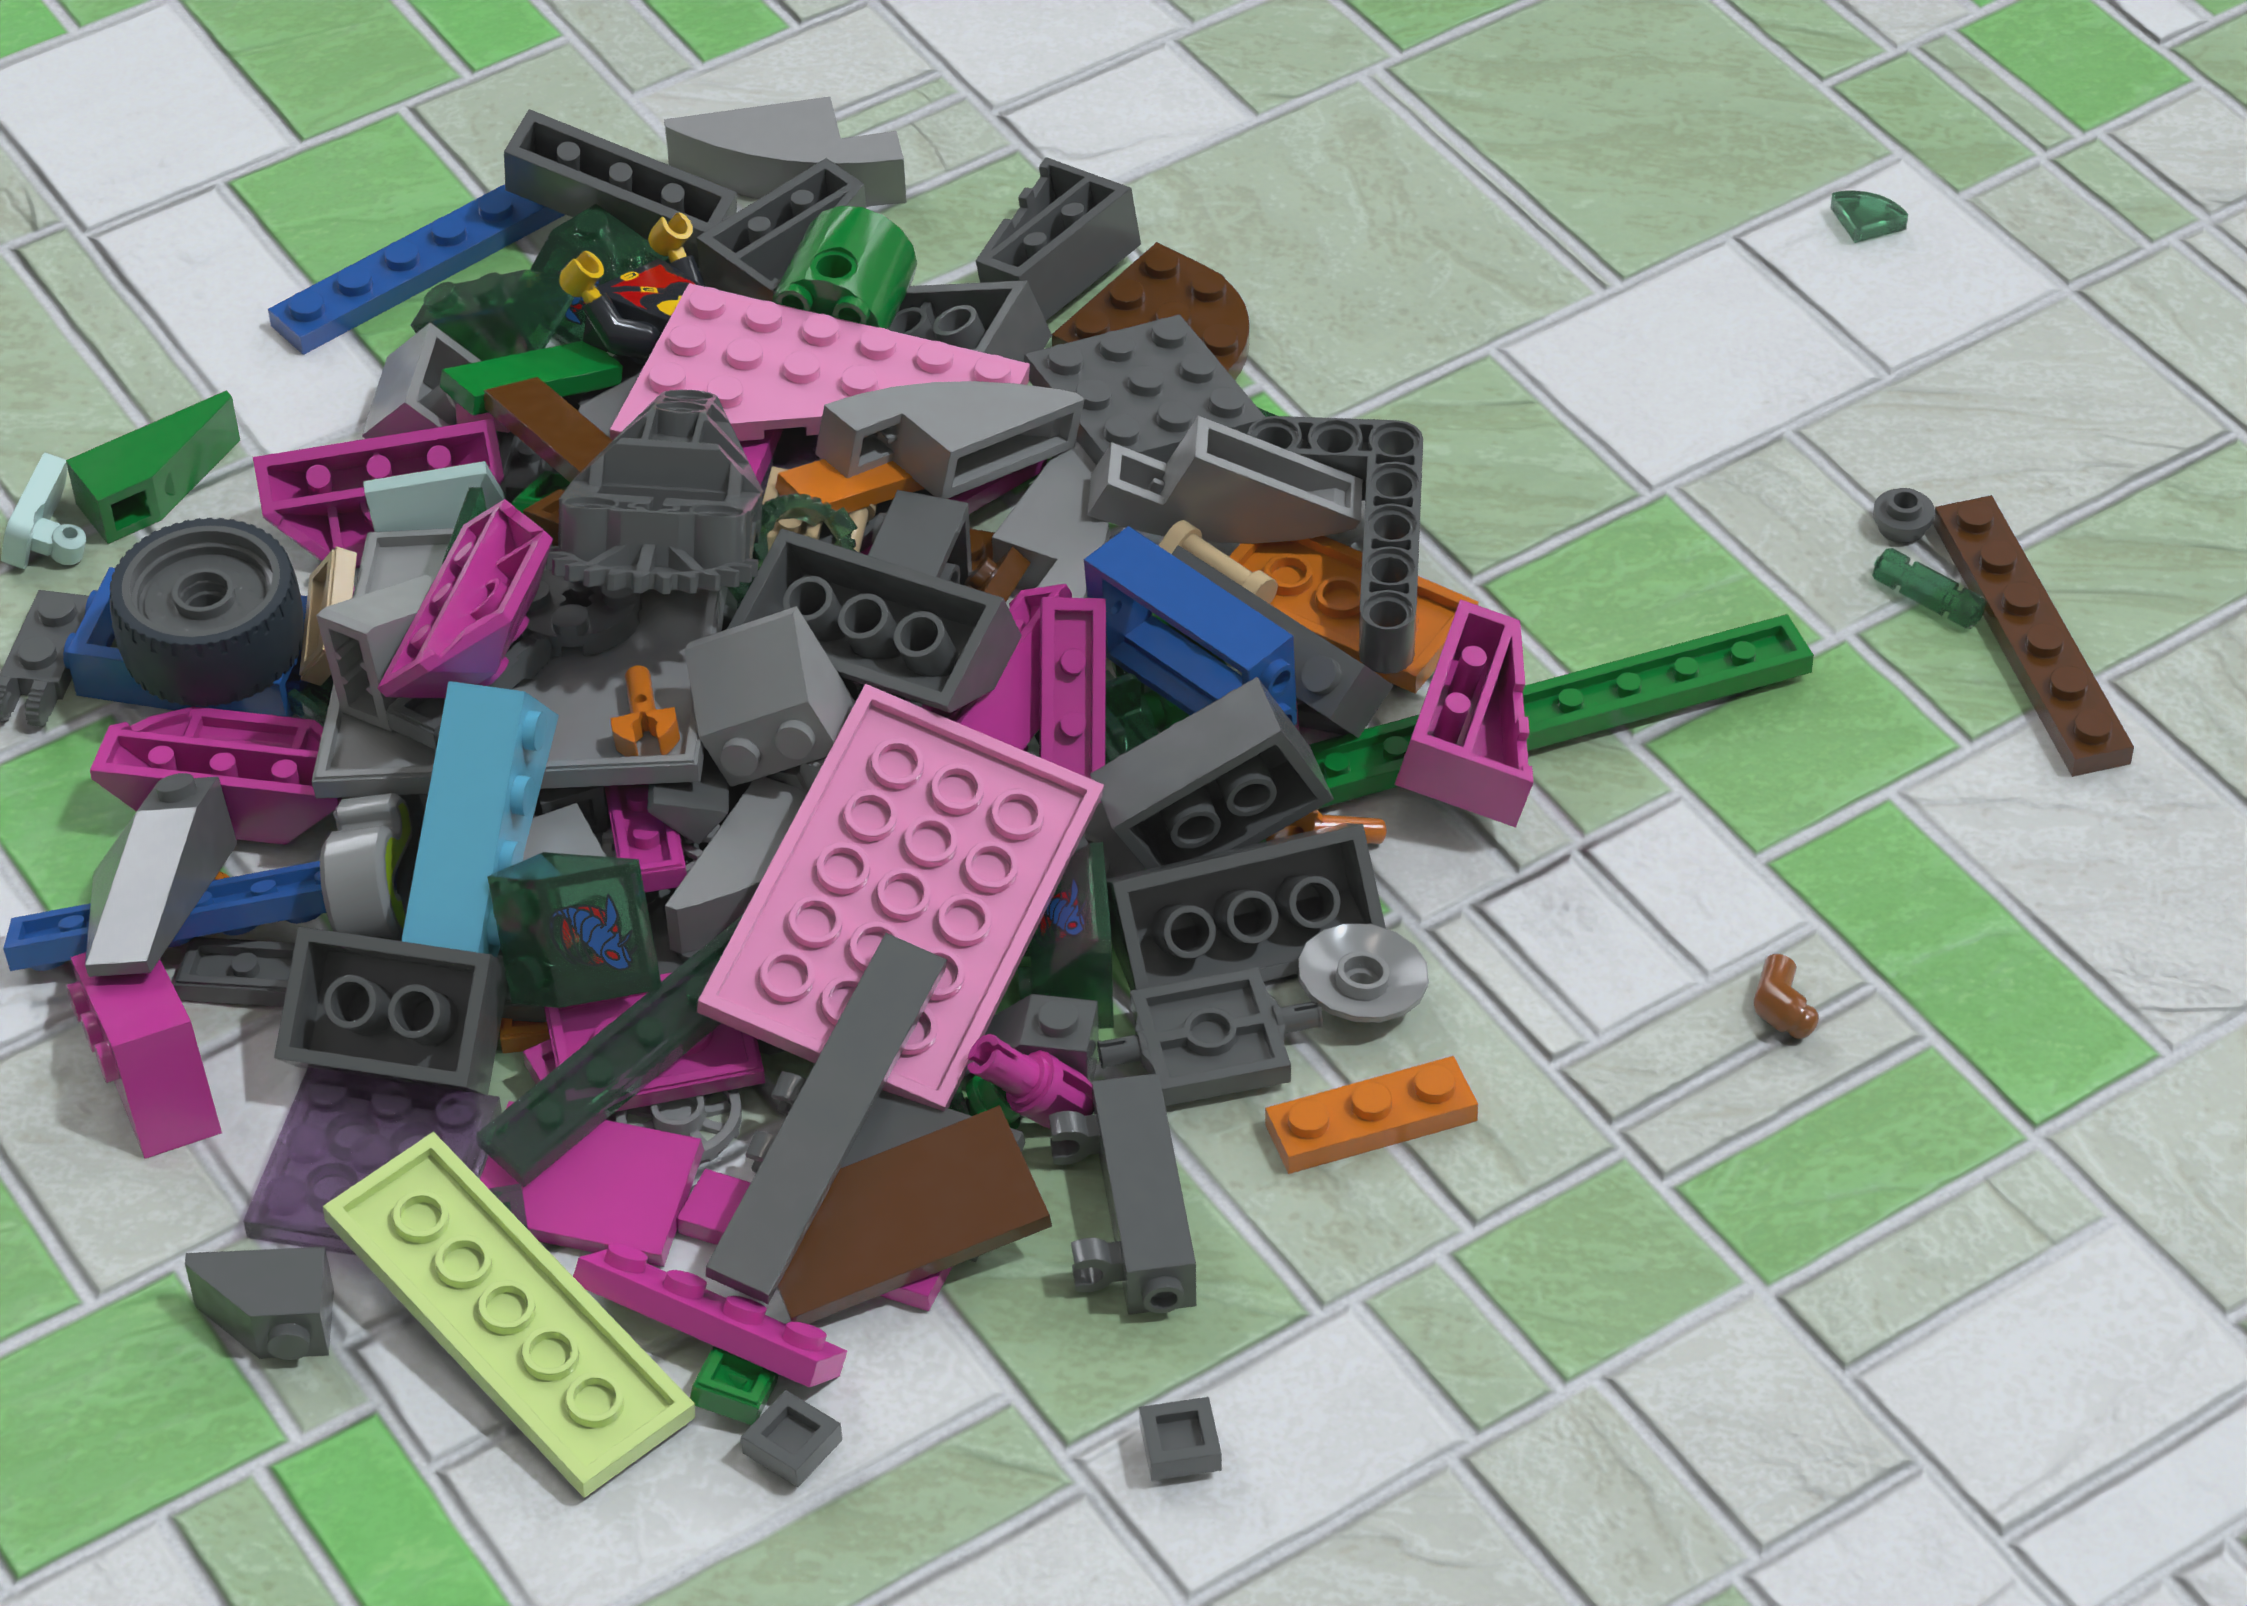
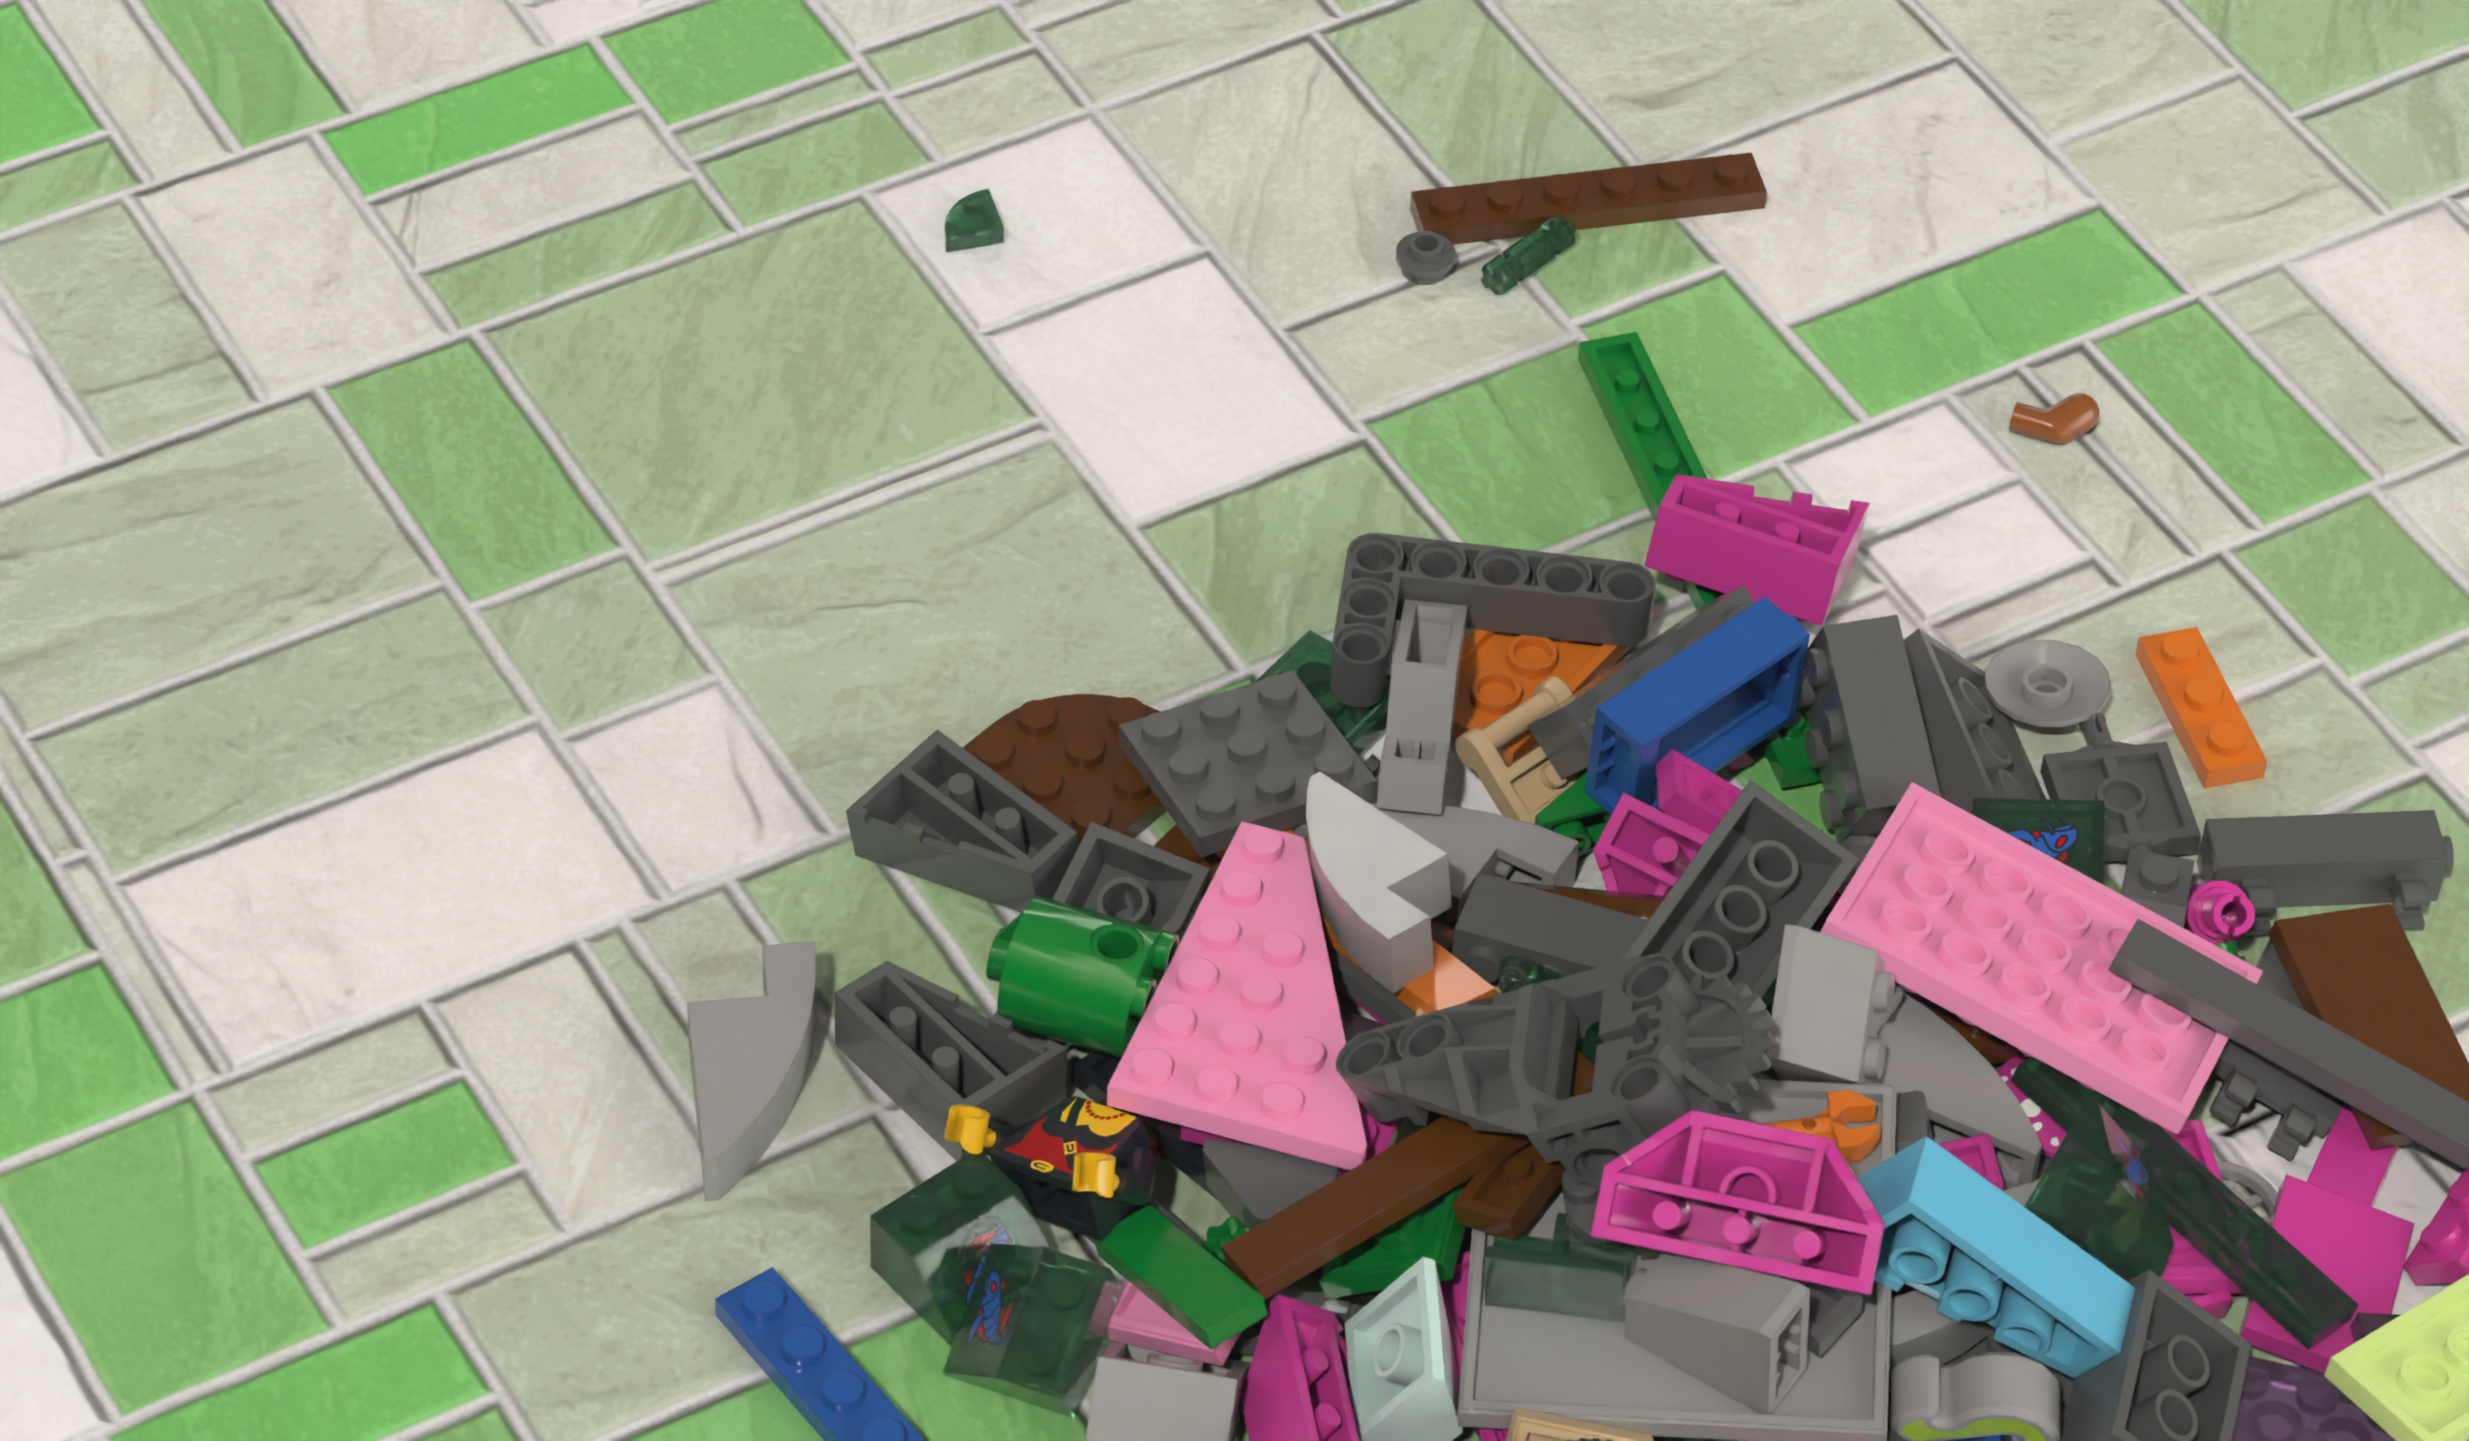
camera: 90 degrees left, 0 degrees up
(577, 169) = (834, 1201): dark grey brick -> none

